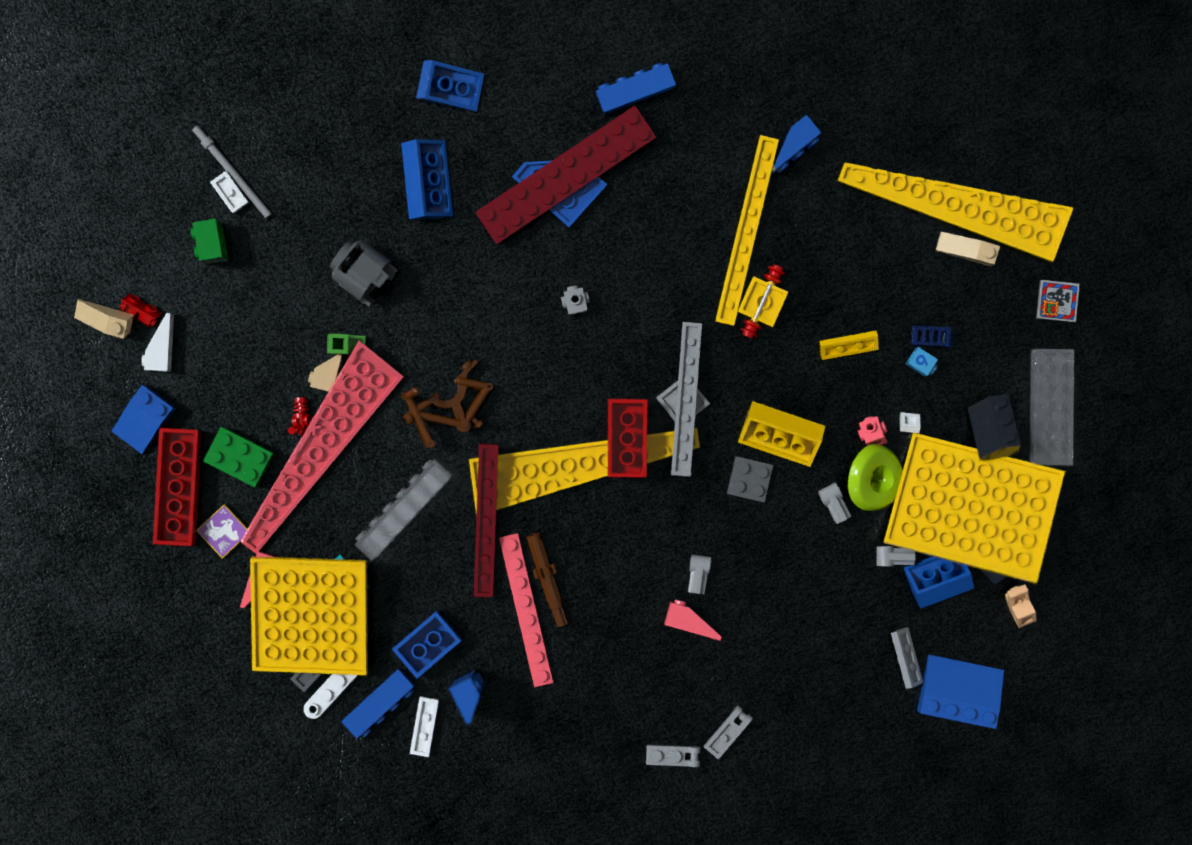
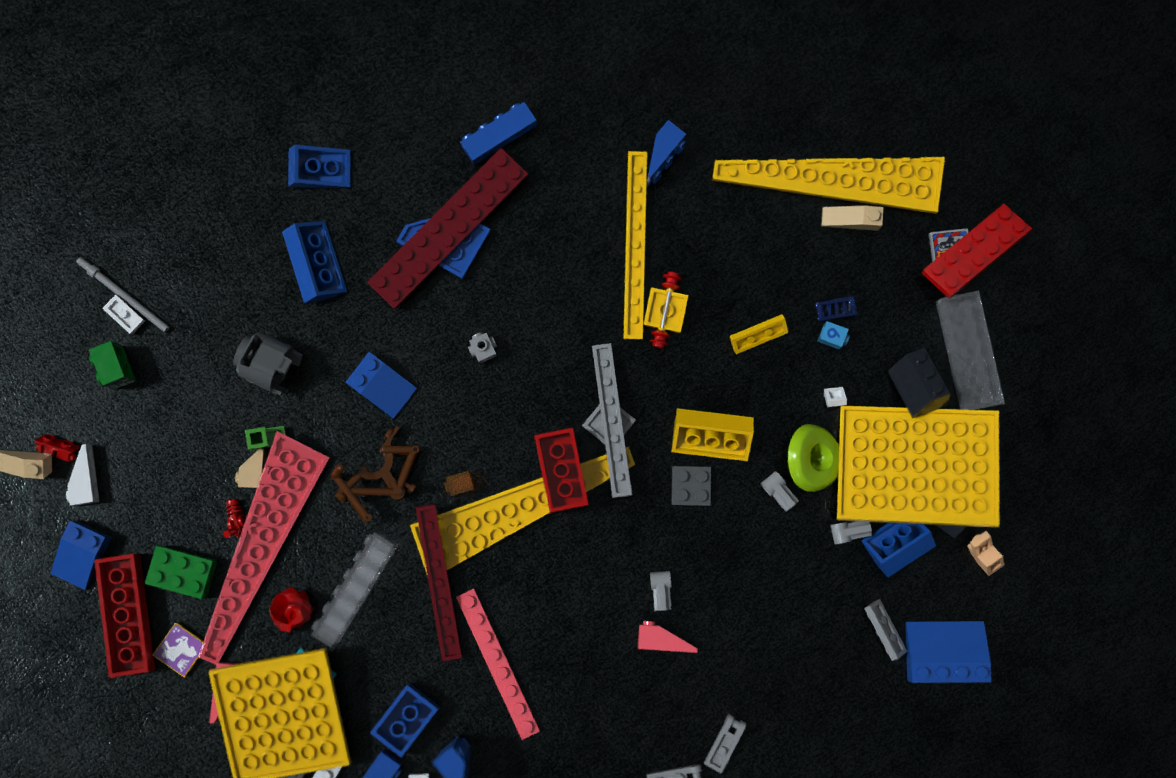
camera: 10 degrees left, 5 degrees down
(338, 516) = (290, 609): none -> red hair
(468, 316) = (381, 385): none -> blue slope
(524, 429) = (459, 483): none -> clear orange brick
(545, 572) = (508, 621): reddish brown piece -> none
(872, 431) = (801, 412): coral brick -> none
(1082, 309) = (976, 251): none -> red plate

